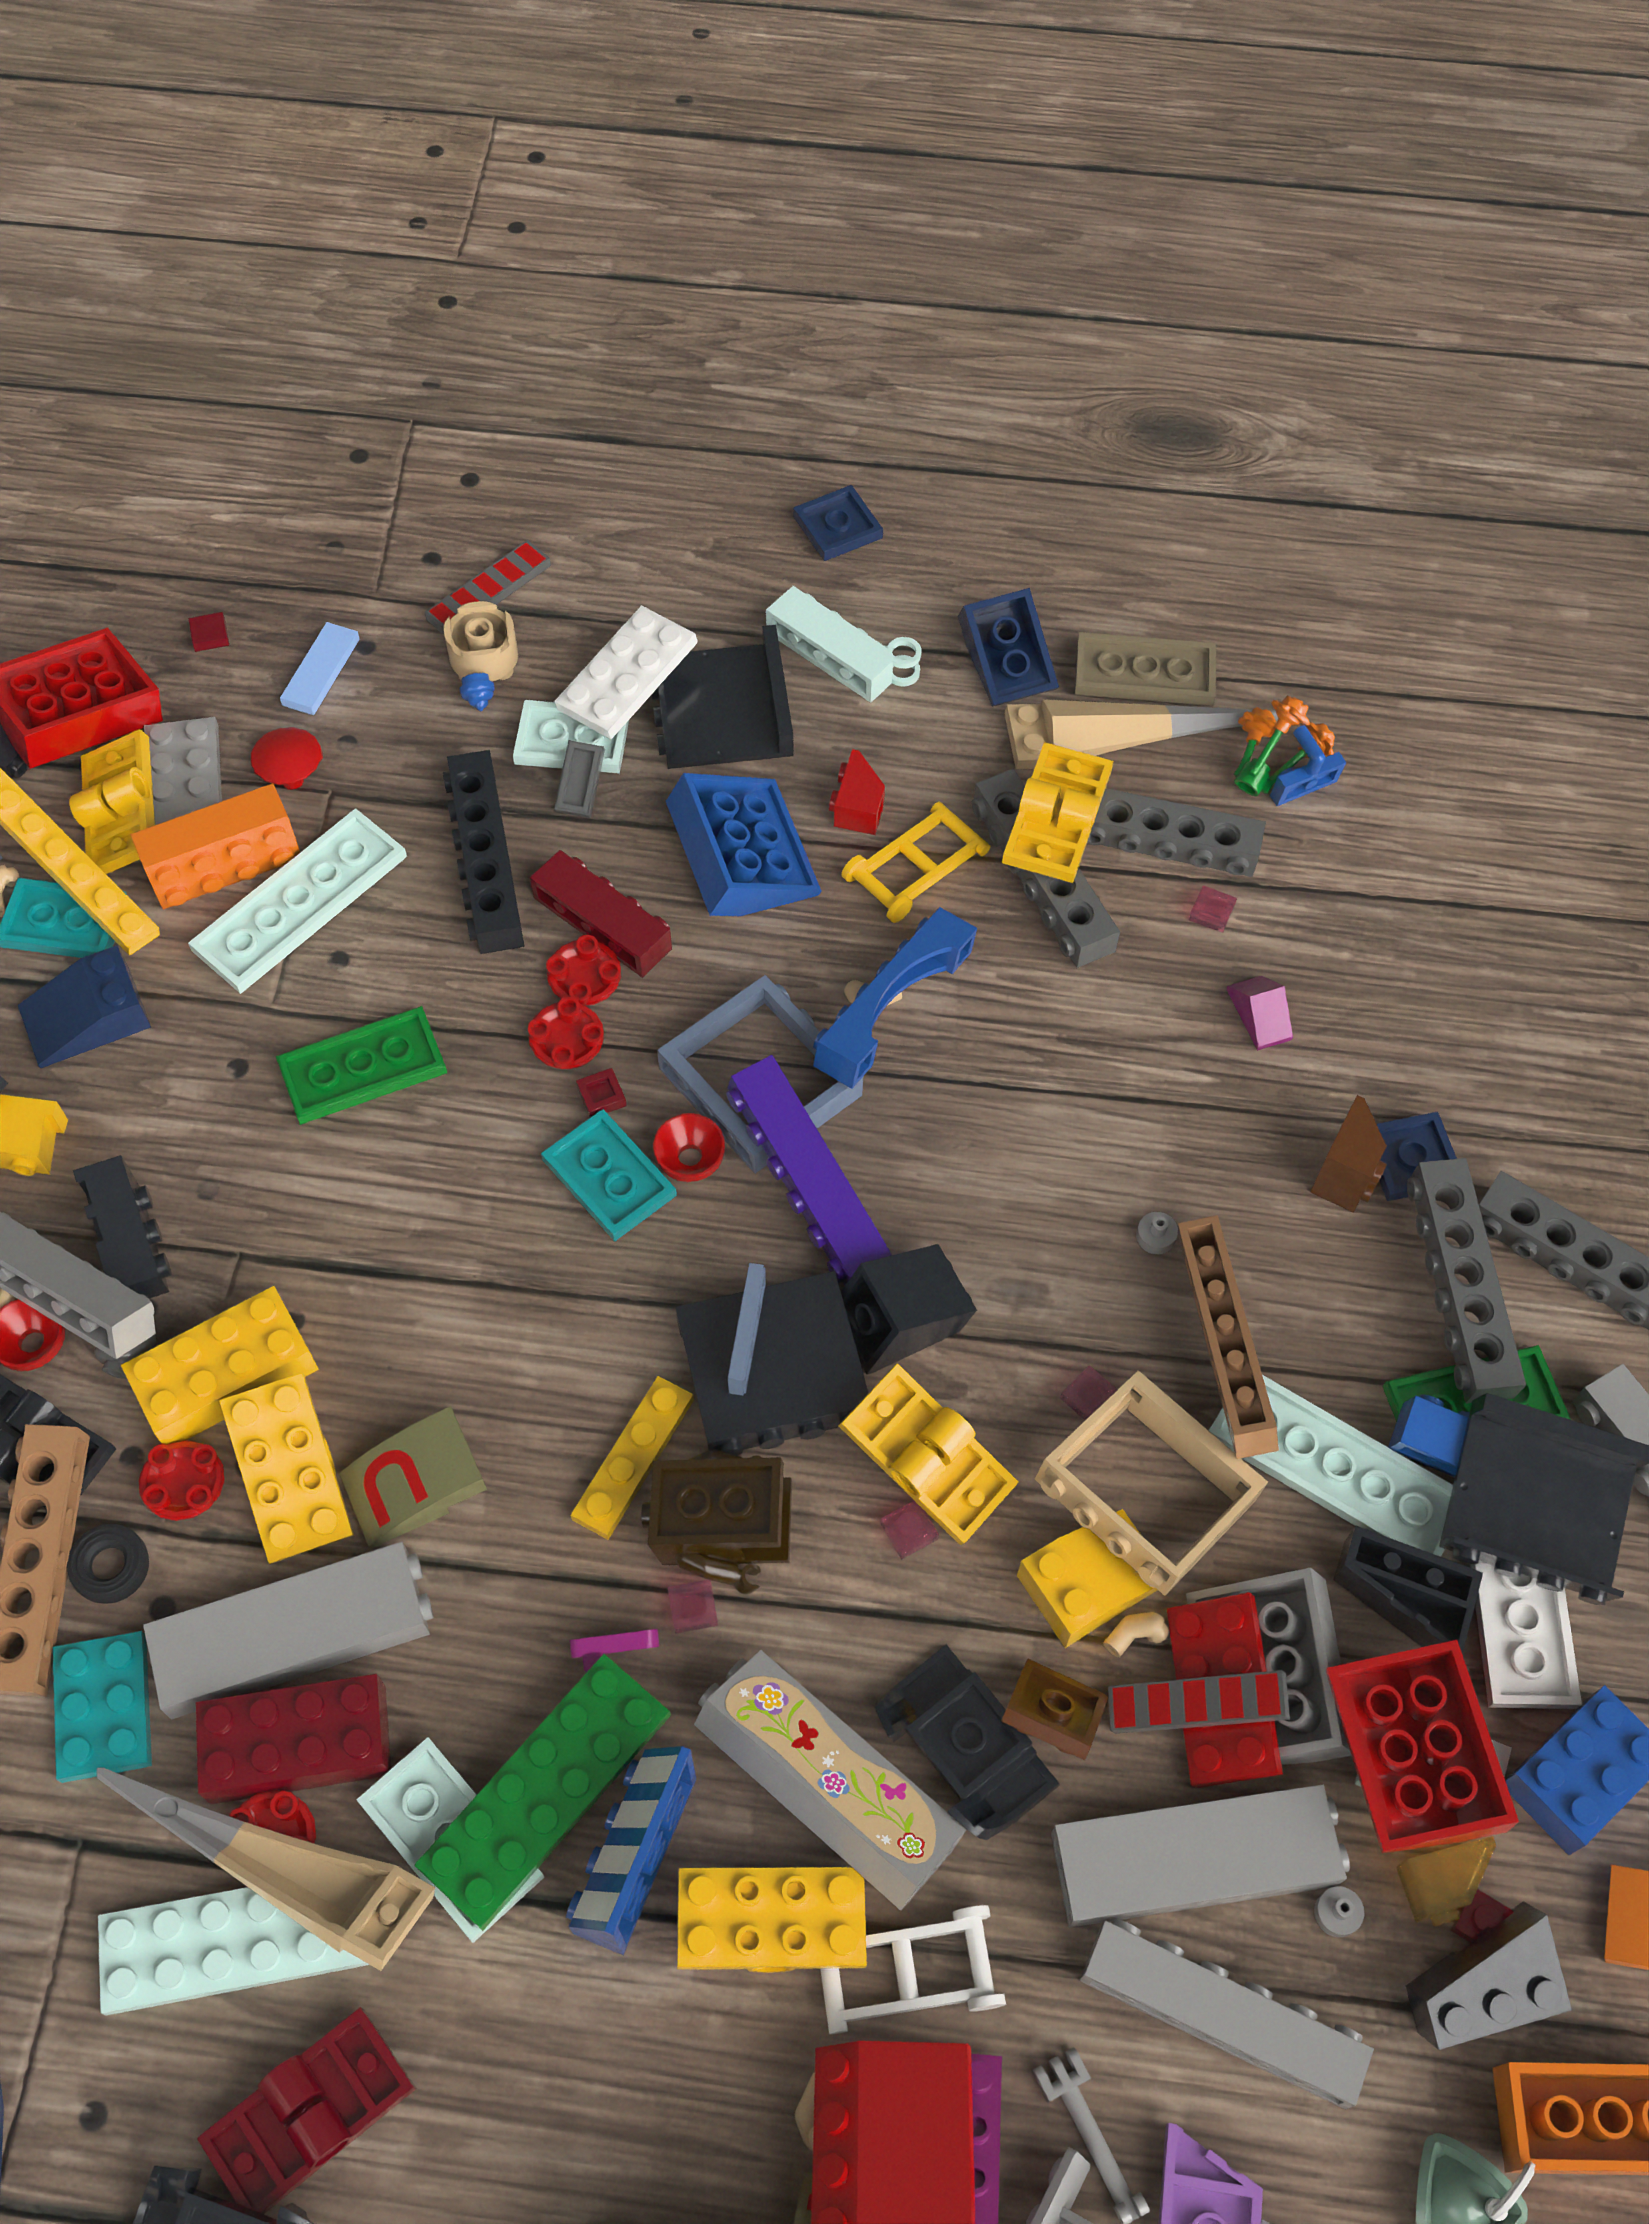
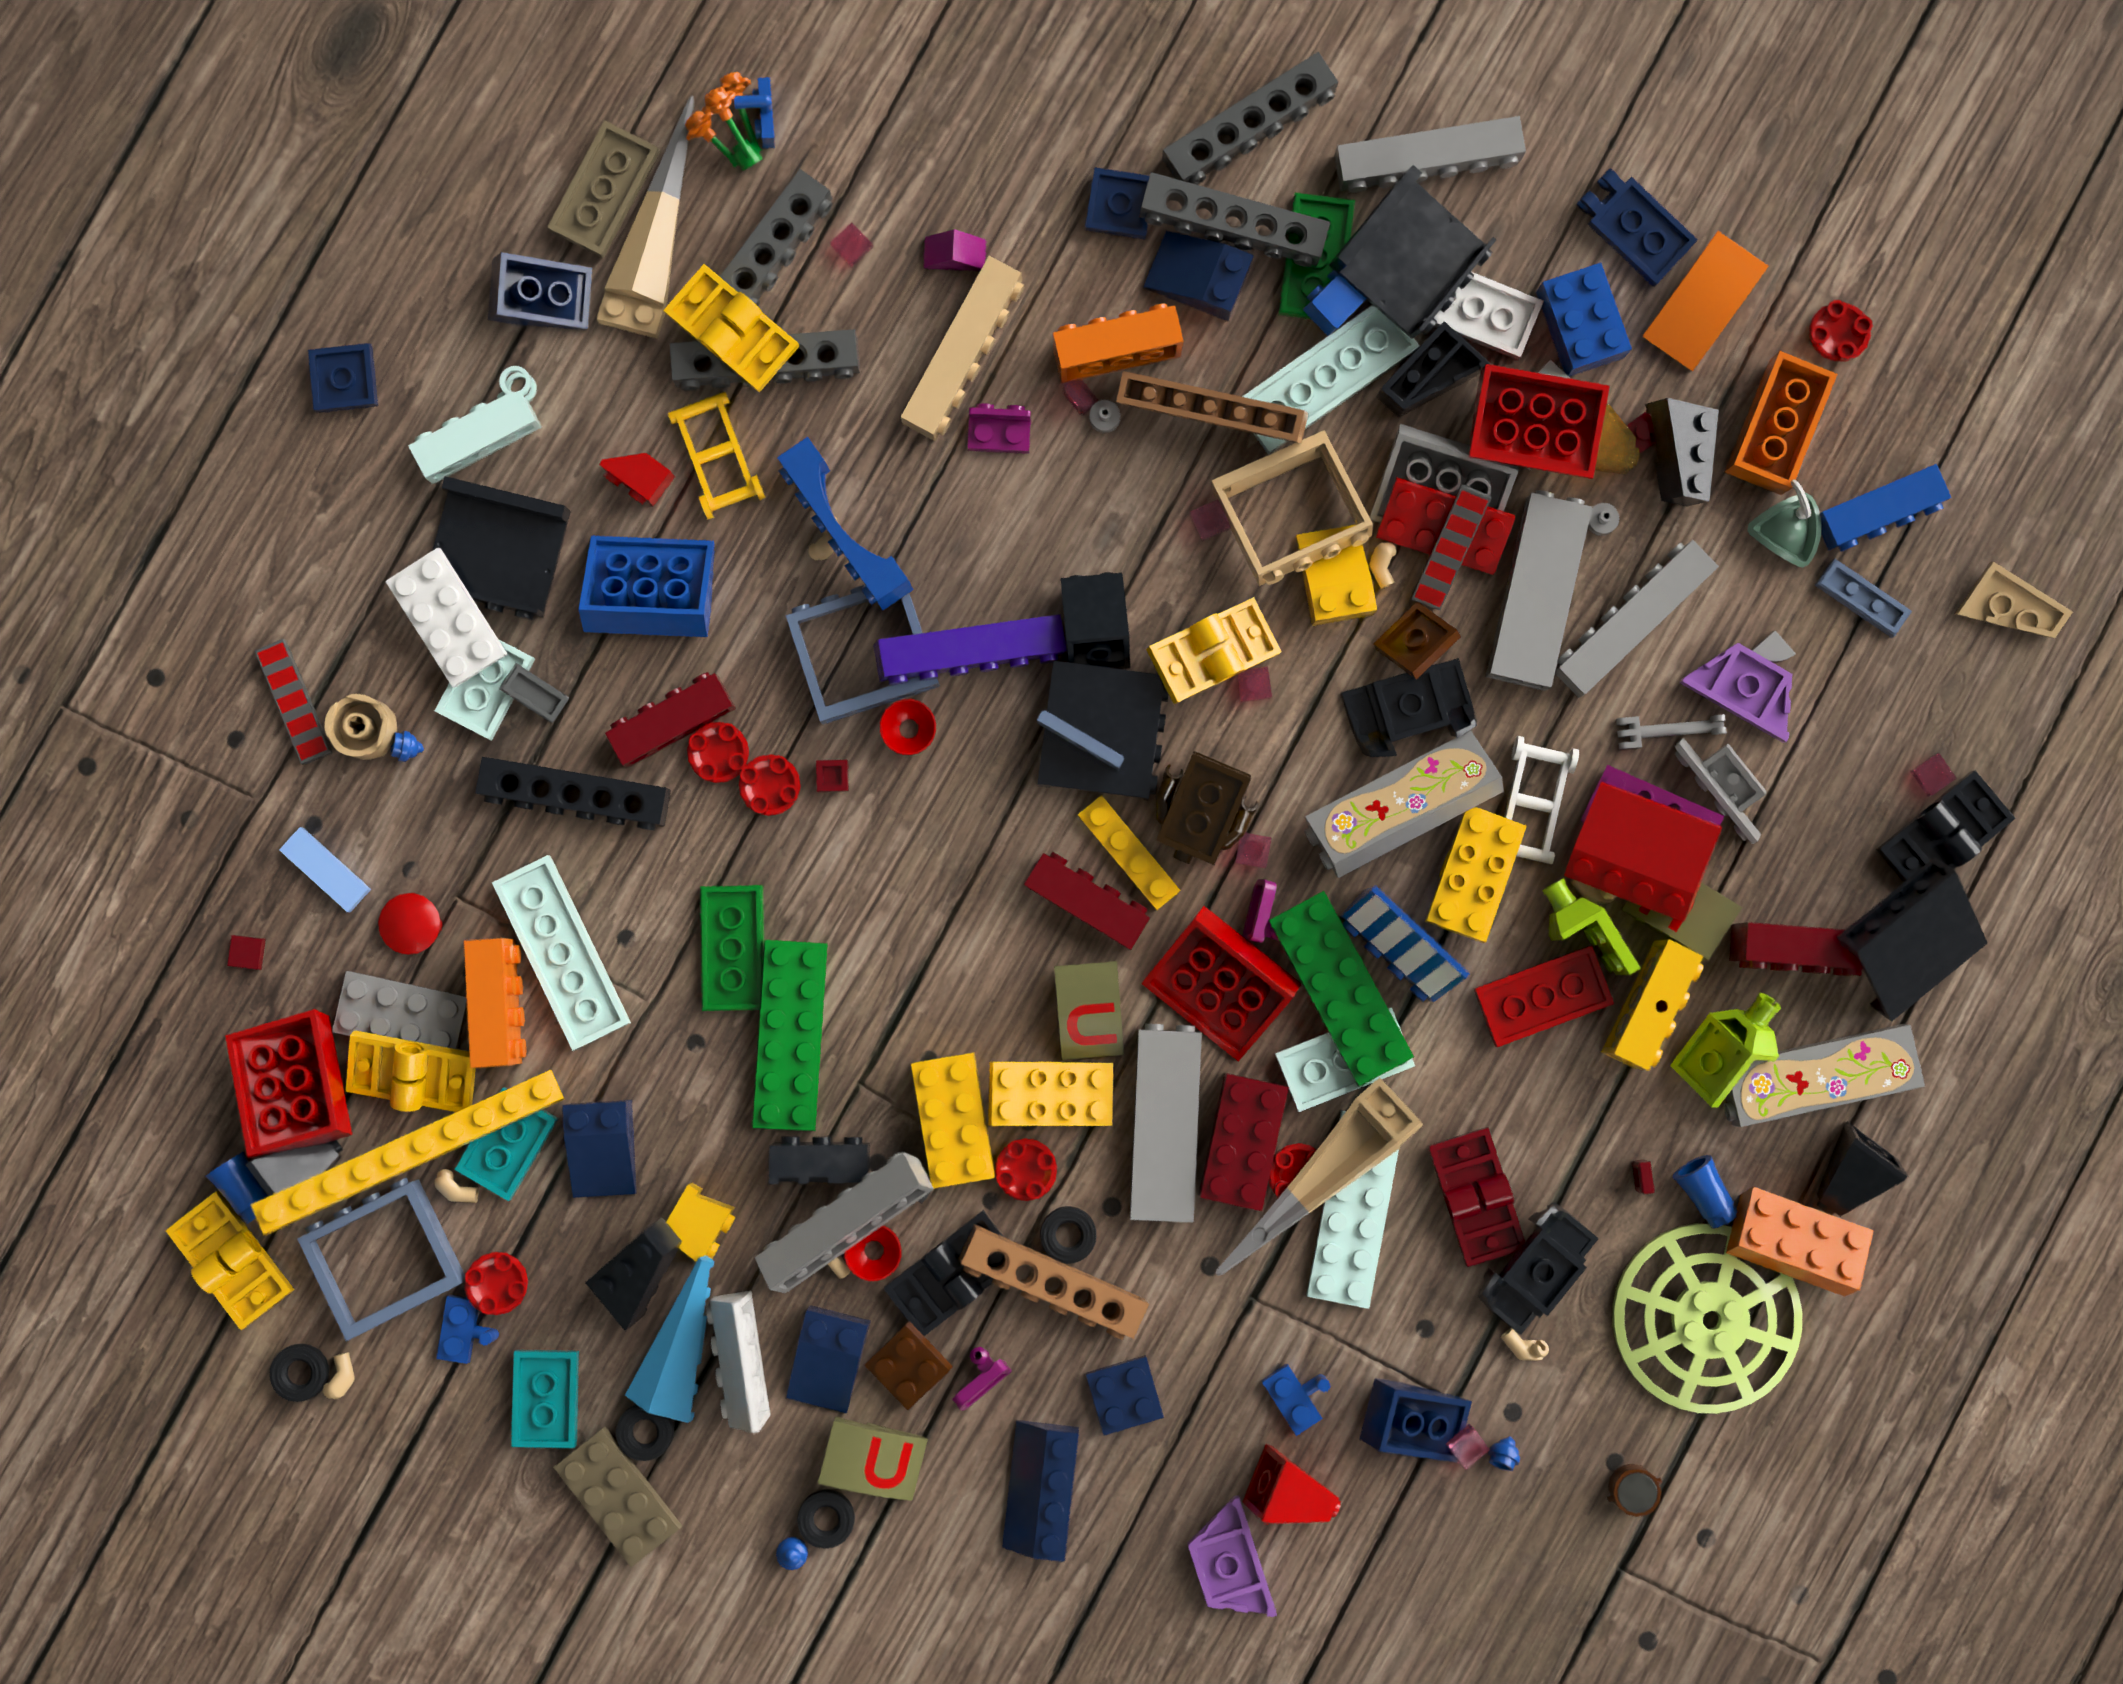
camera: 65 degrees left, 25 degrees up
(101, 1706) = (1167, 1262): teal plate -> none
(272, 1155) = (789, 1035): none -> green plate
(502, 1632) = (1221, 983): none -> red slope
(551, 1426) = (1088, 901): none -> dark red brick
(609, 1175) = (903, 794): teal plate -> none
(634, 2098) = (1543, 996): none -> red plate
(766, 2087) = (1576, 913): none -> lime plate
(1085, 1124) = (999, 429): none -> magenta bracket
(1157, 1051) = (962, 348): none -> tan brick
(1167, 1193) = (1079, 396): none -> clear pink slope
(1252, 1206) = (1117, 343): none -> orange brick
(1353, 1160) = (1111, 250): reddish brown slope -> none
(1381, 1276) = (1199, 273): none -> dark blue slope

